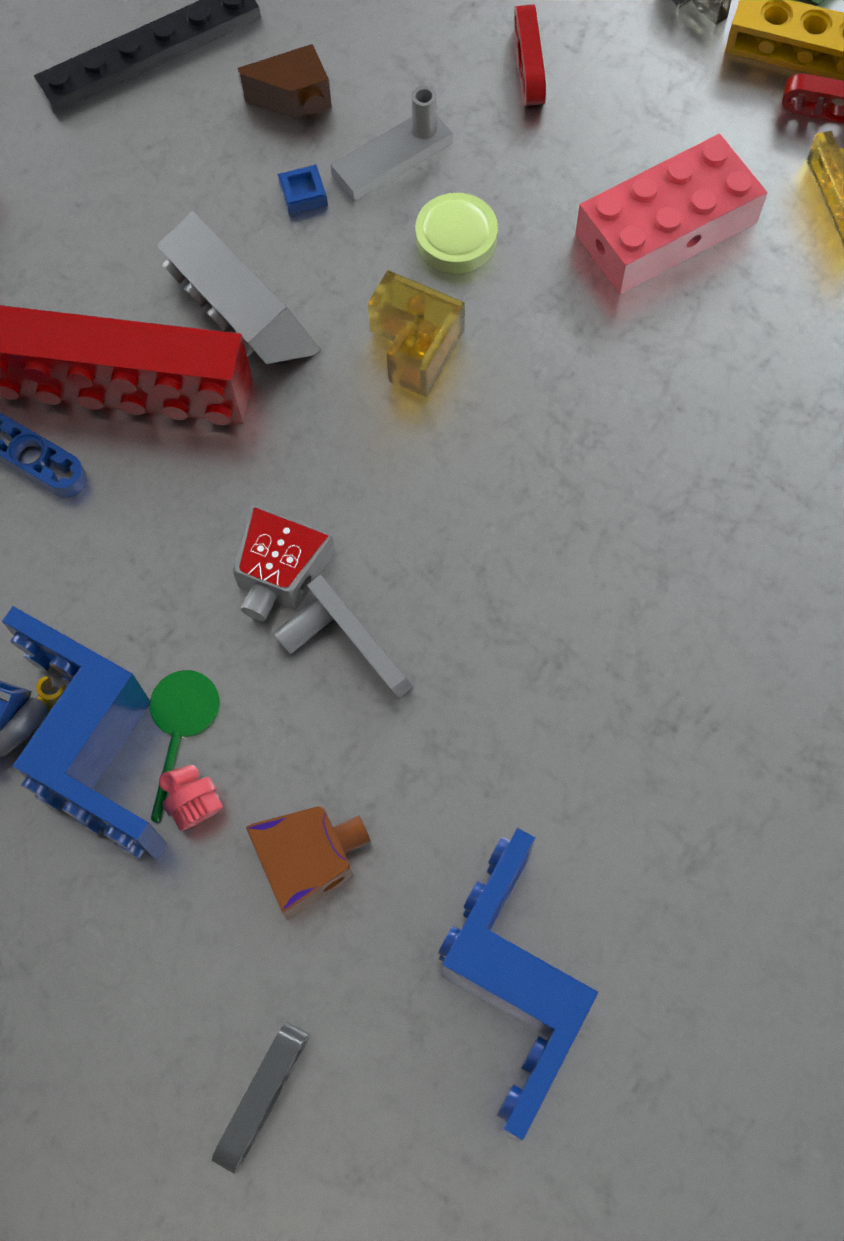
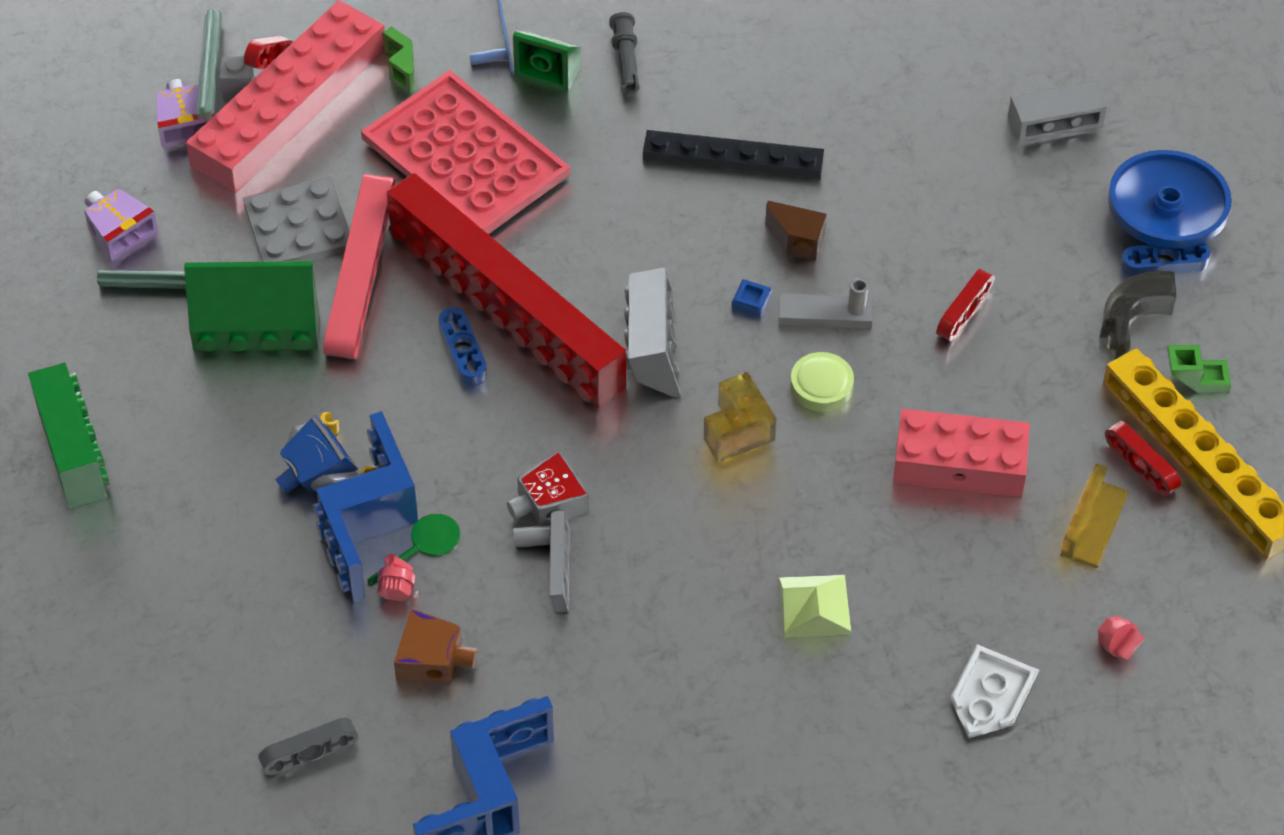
camera: 35 degrees right, 15 degrees down
(665, 488) = (814, 606): none -> yellowish green slope

